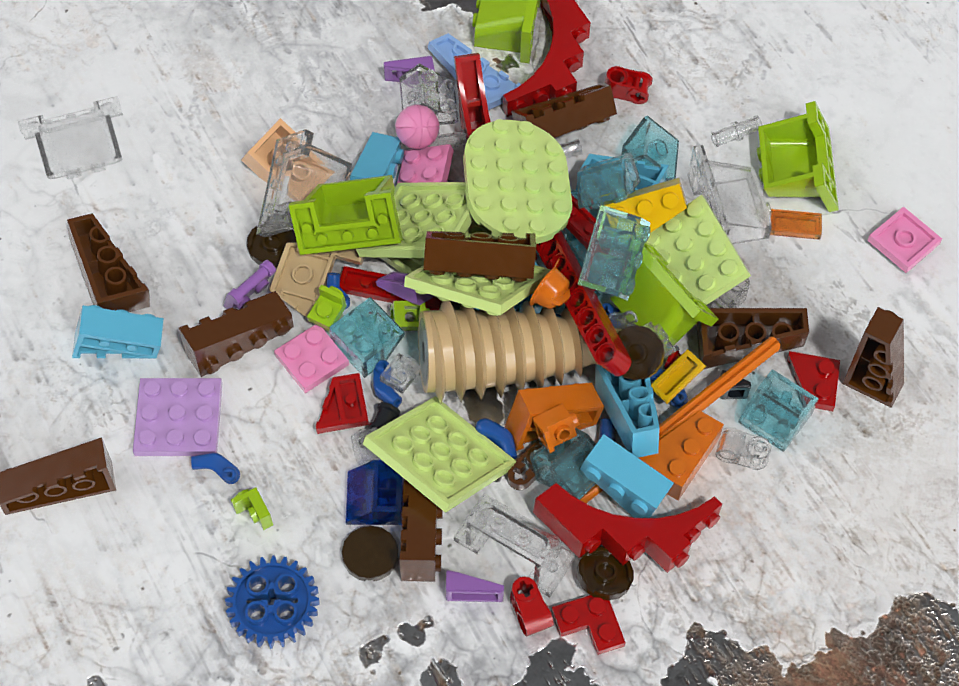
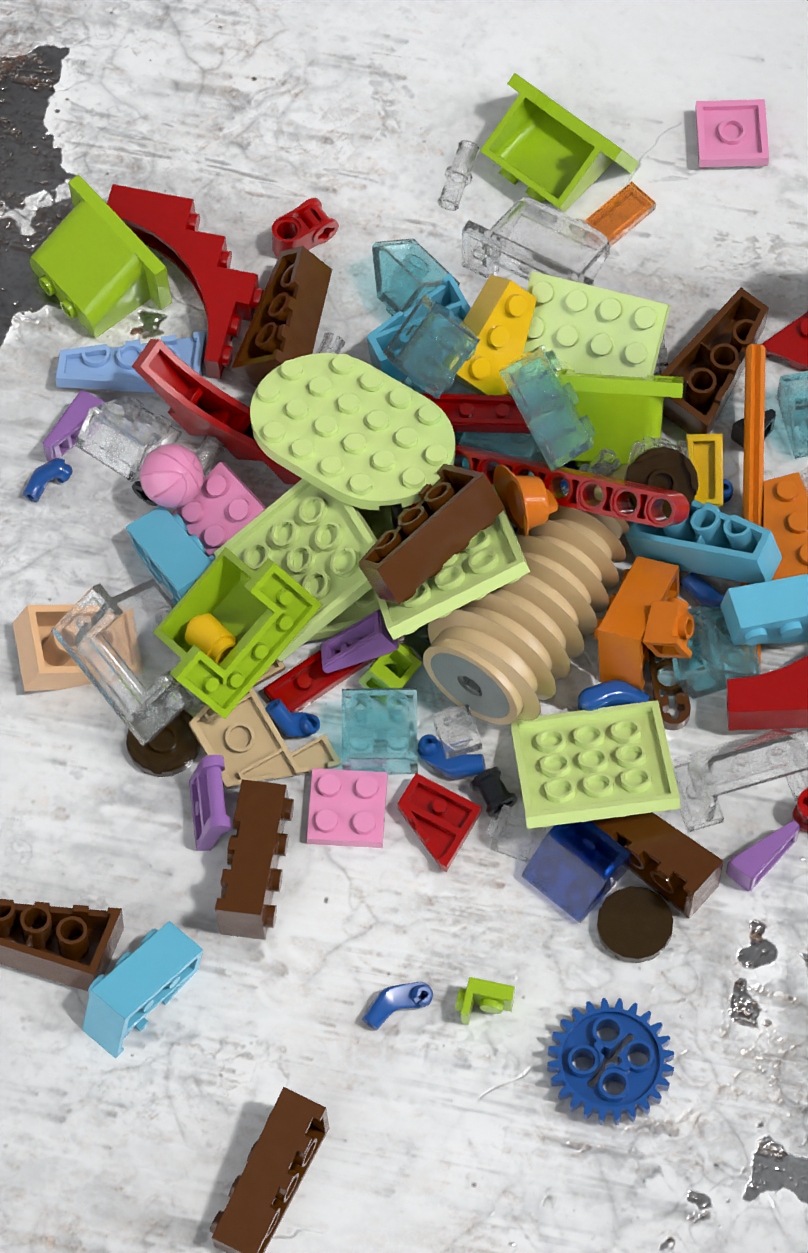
camera: 45 degrees left, 5 degrees up
(177, 416) = (297, 998): lavender plate -> none
(327, 307) = (310, 743): lime bracket -> none
(335, 208) = (210, 637): none -> yellow brick
(371, 80) = (45, 473): none -> blue arm

